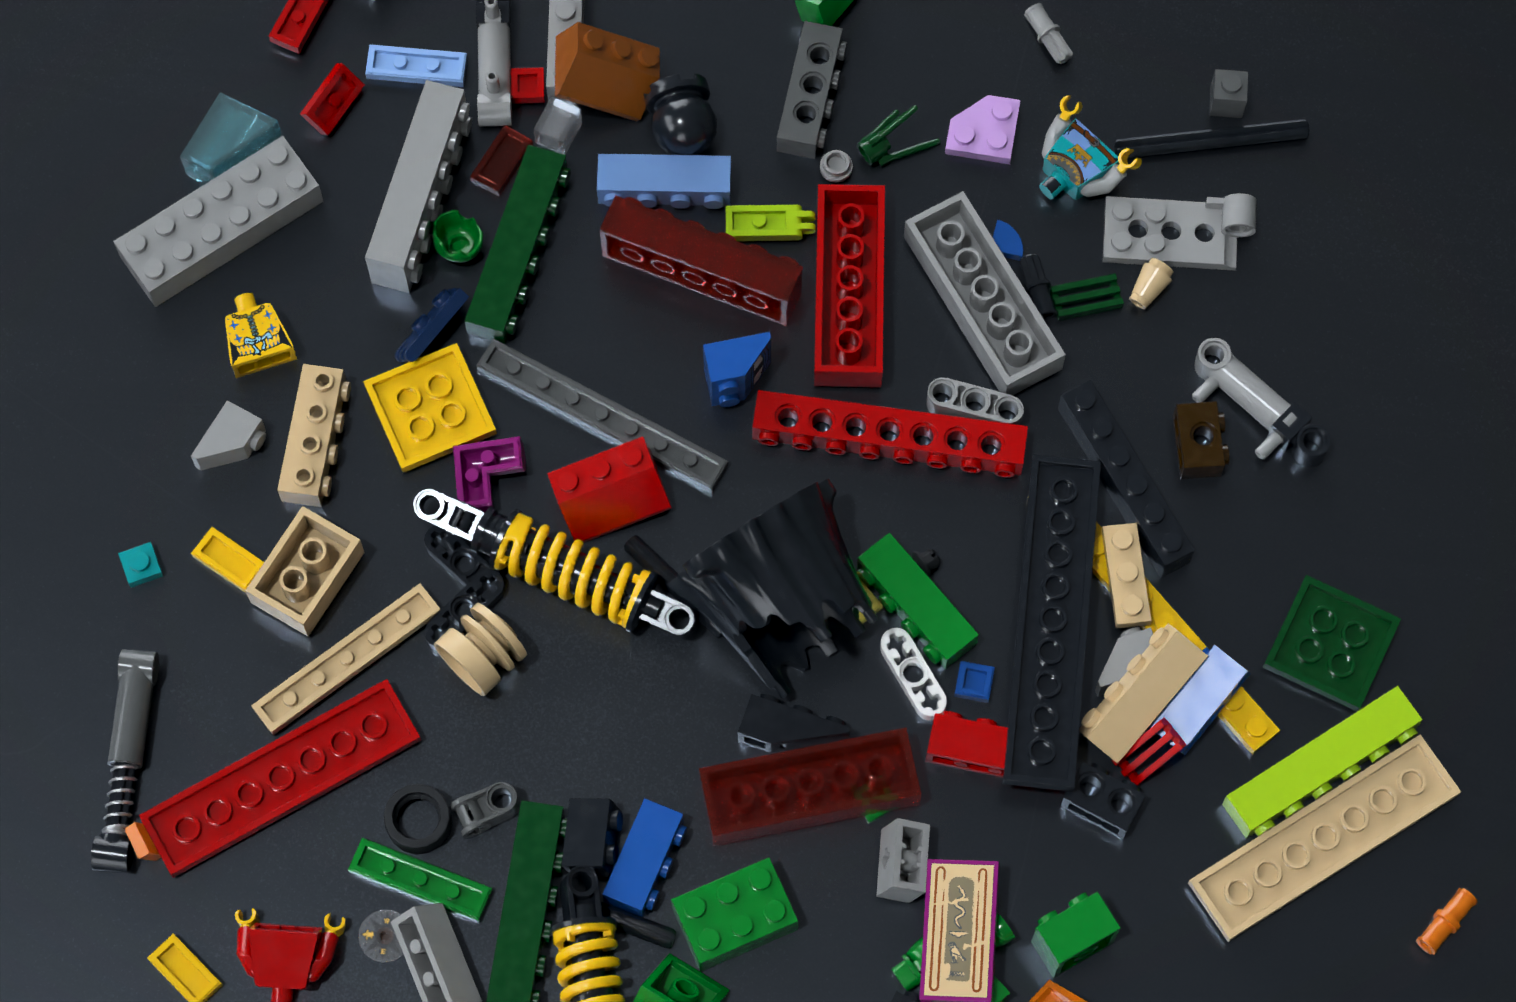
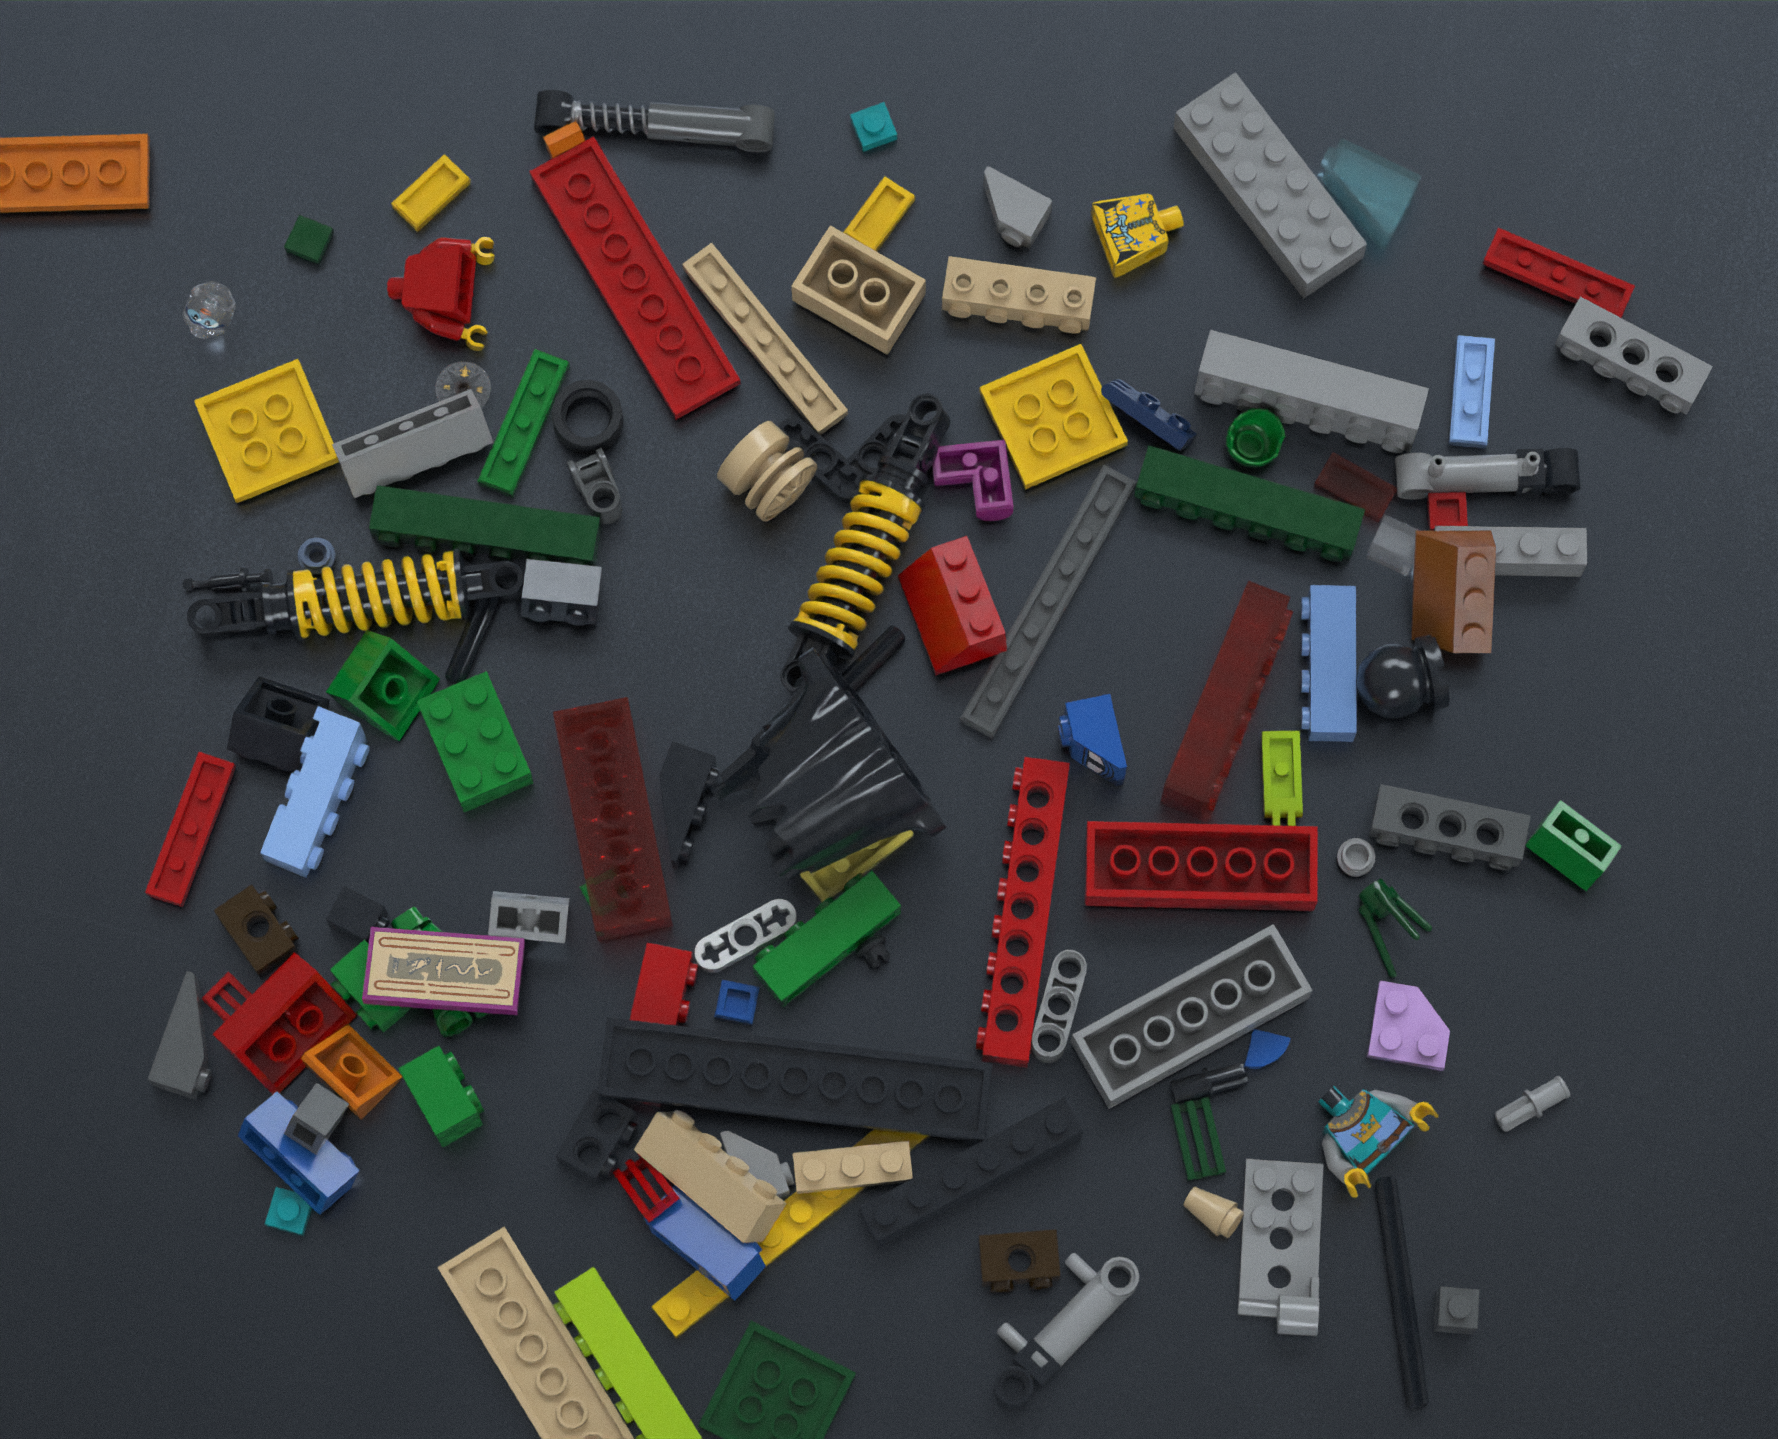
camera: 90 degrees right, 5 degrees up
(332, 99) = (1422, 299): red plate -> none
(645, 858) = (539, 649): blue brick -> none

